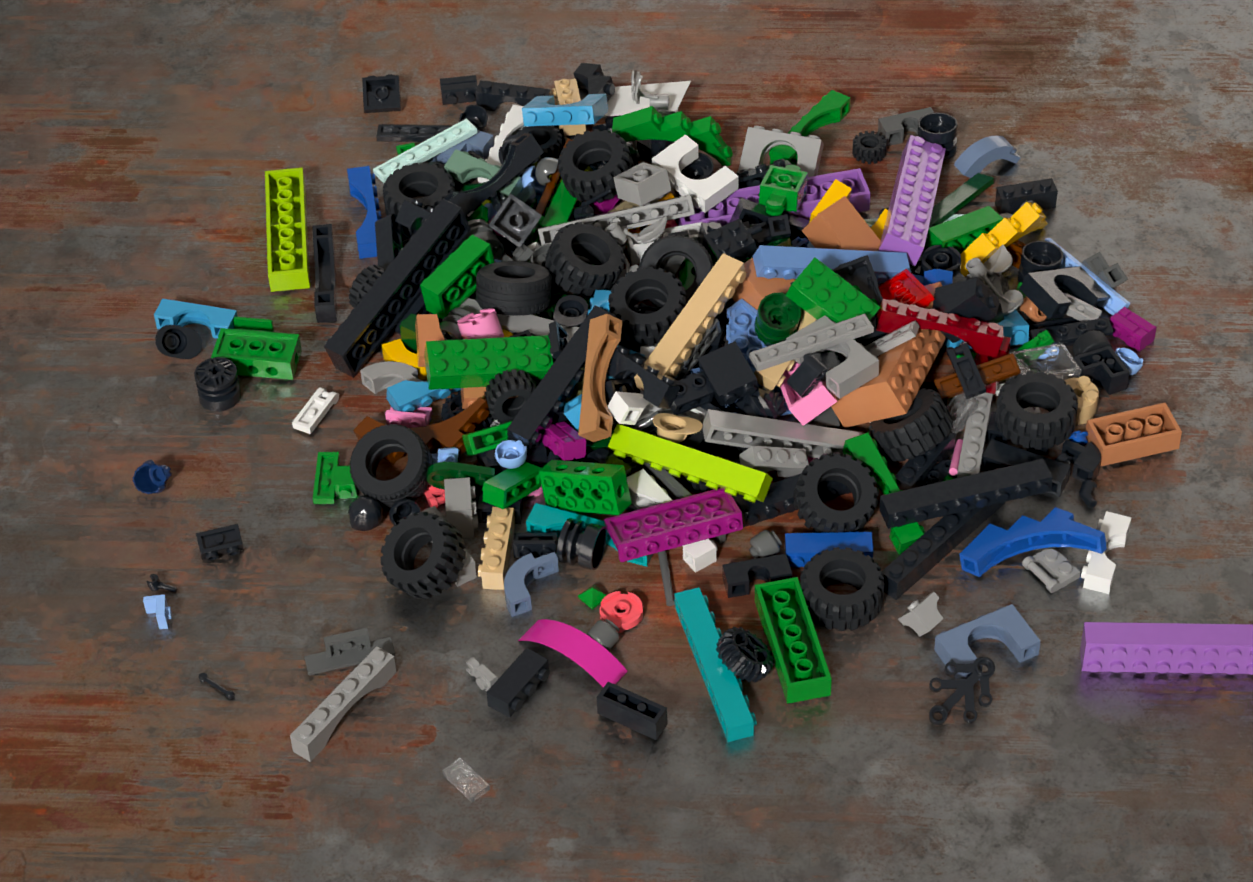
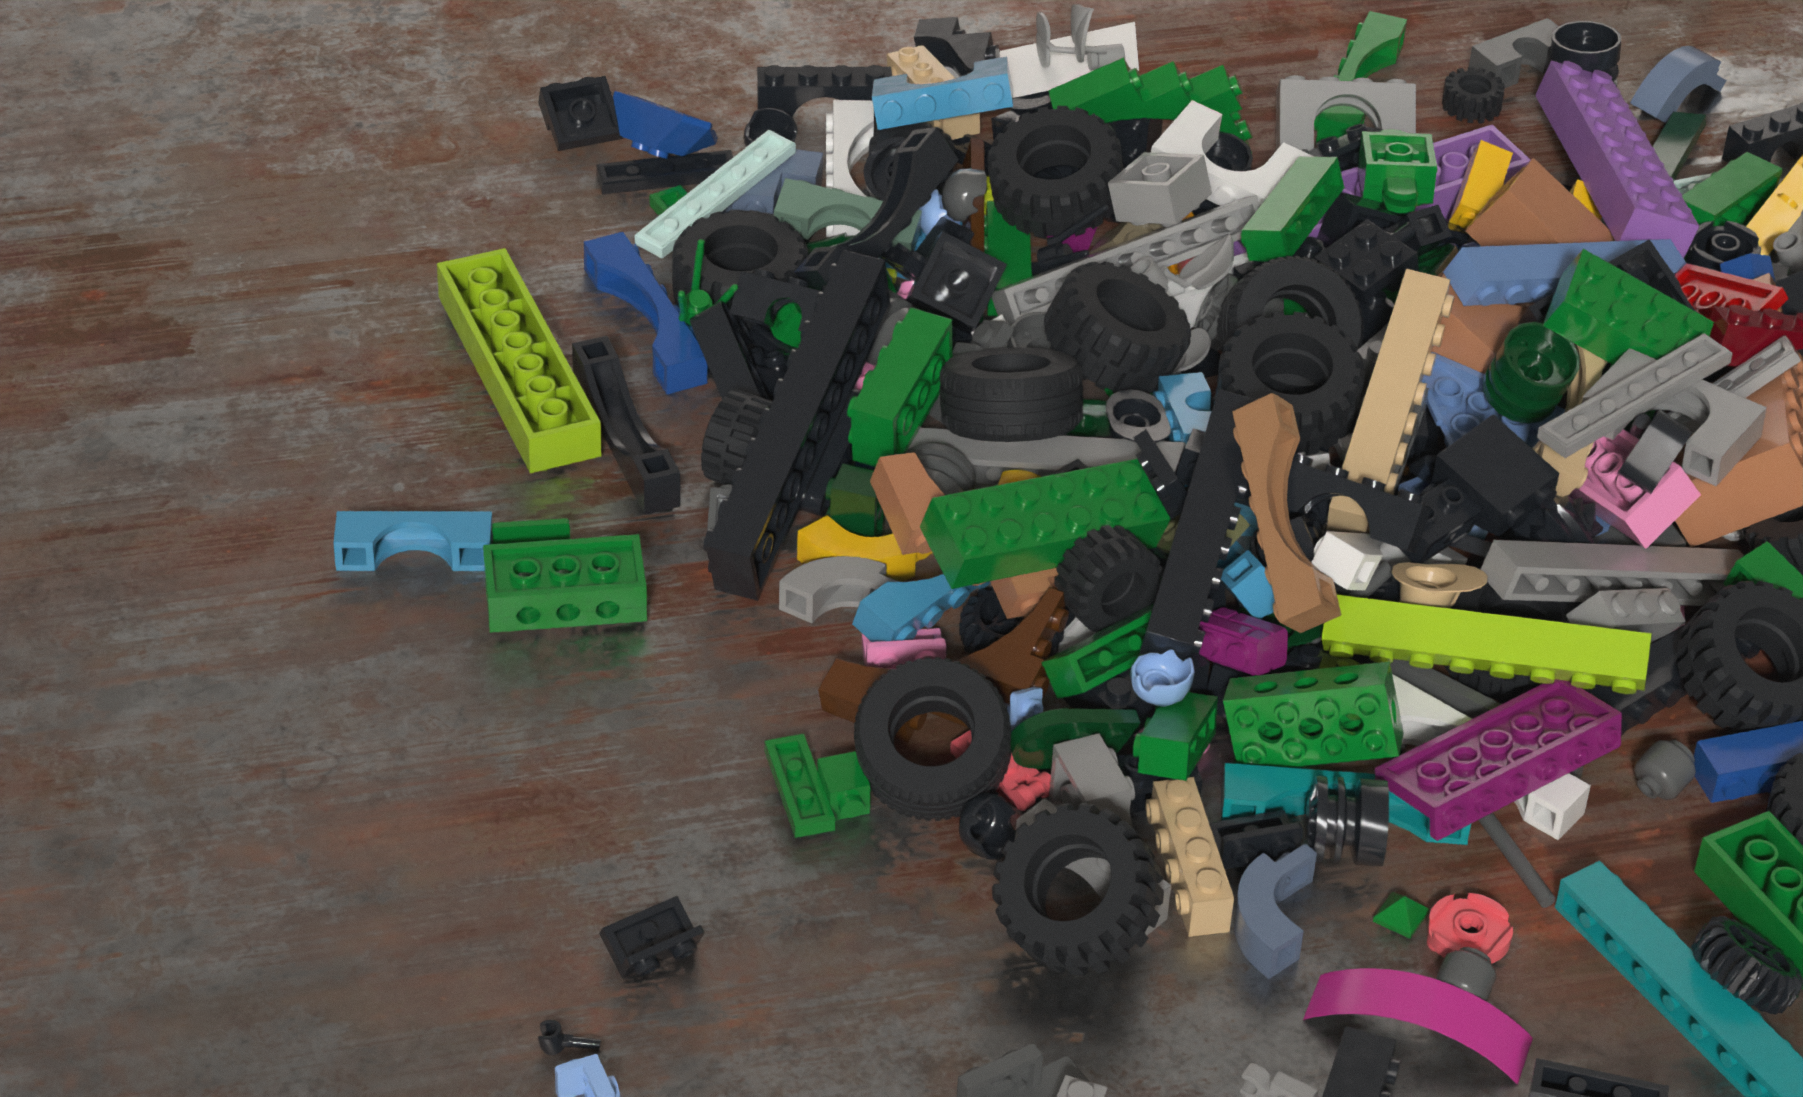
camera: 20 degrees left, 5 degrees down
(151, 477) = (462, 839): dark blue hair -> none
(178, 342) = (400, 585): black piece -> none
(217, 384) = (515, 648): black wheel -> none
(315, 410) = (718, 668): white plate -> none
(365, 513) = (910, 836): black hair -> none
(386, 209) = (698, 299): none -> green plant
(416, 108) = (660, 128): none -> blue wedge
(458, 89) = (717, 90): black brick -> none
(480, 325) = (989, 462): bright pink brick -> none
(707, 206) = (1293, 208): none -> green brick
(739, 574) = (1651, 831): black arch -> none

